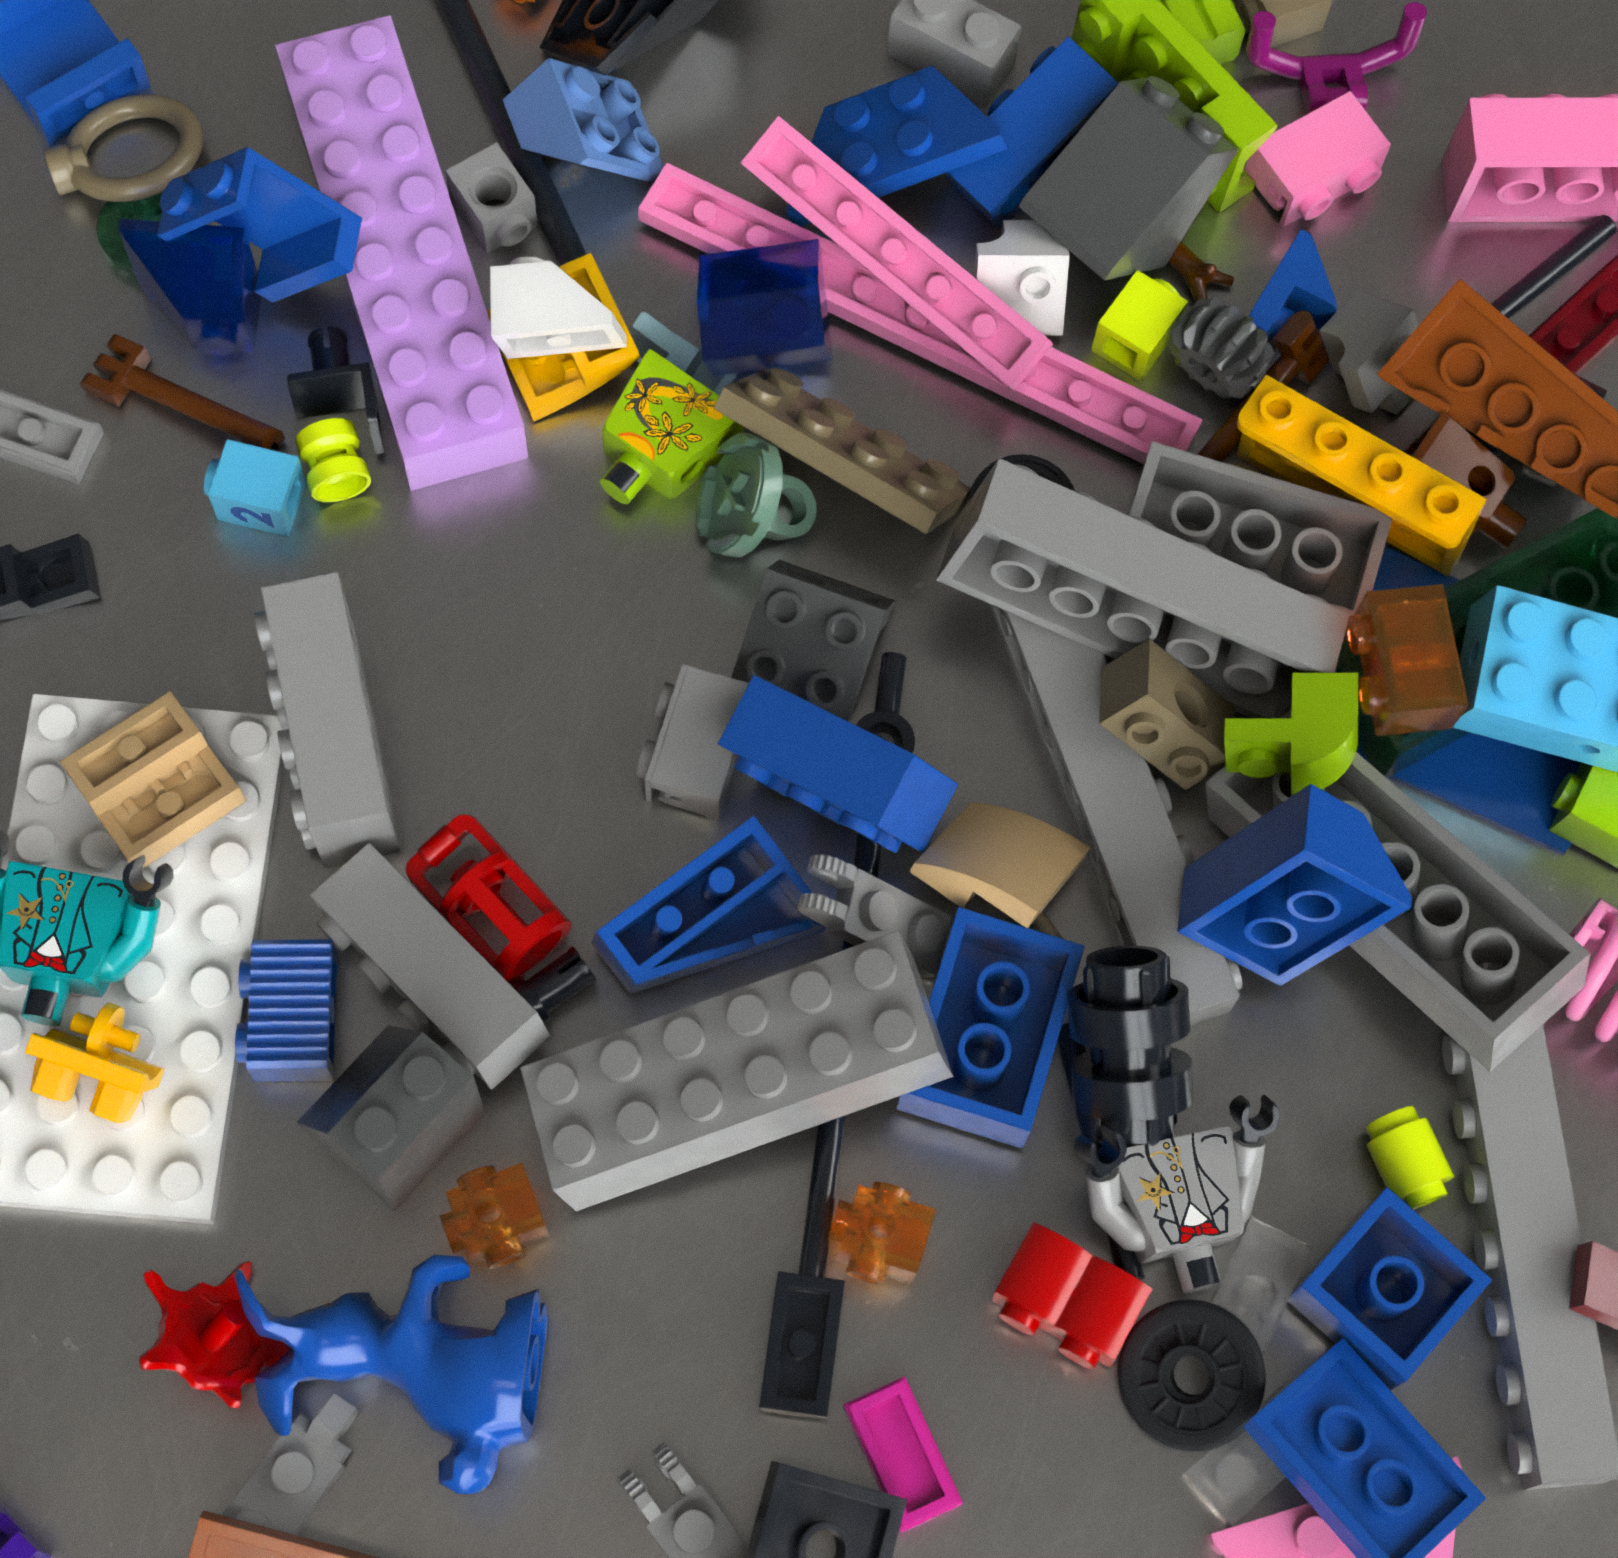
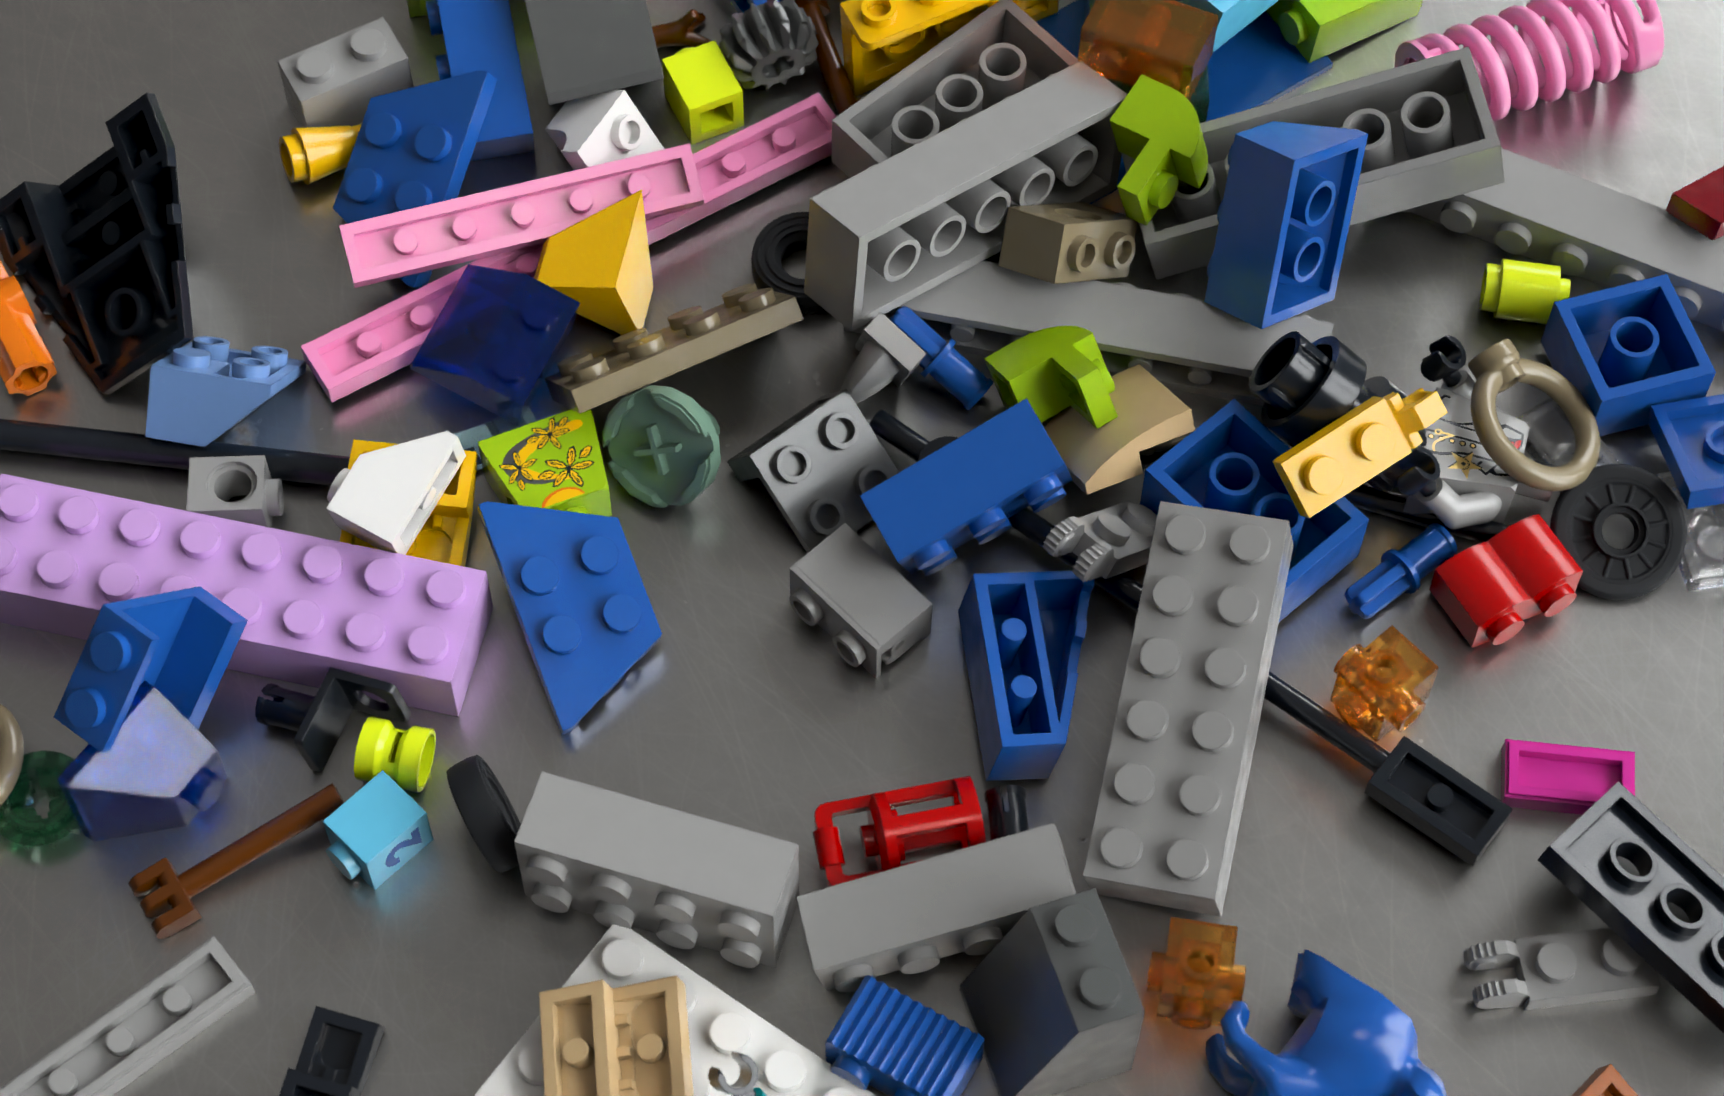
camera: 55 degrees left, 10 degrees down
(299, 536) = (485, 811): none -> black tyre
(551, 512) = (573, 600): none -> blue wing
(868, 59) = (316, 151): none -> yellow cone
(891, 347) = (603, 265): none -> yellow slope
(943, 622) = (883, 357): none -> light grey tile
(984, 670) = (942, 360): none -> blue axle
(1023, 775) = (1055, 371): none -> lime brick
(1024, 1194) = (1400, 571): none -> blue axle
(1081, 1078) = (1356, 448): none -> yellow hinge
(1275, 1173) = (1500, 369): none -> dark tan piece

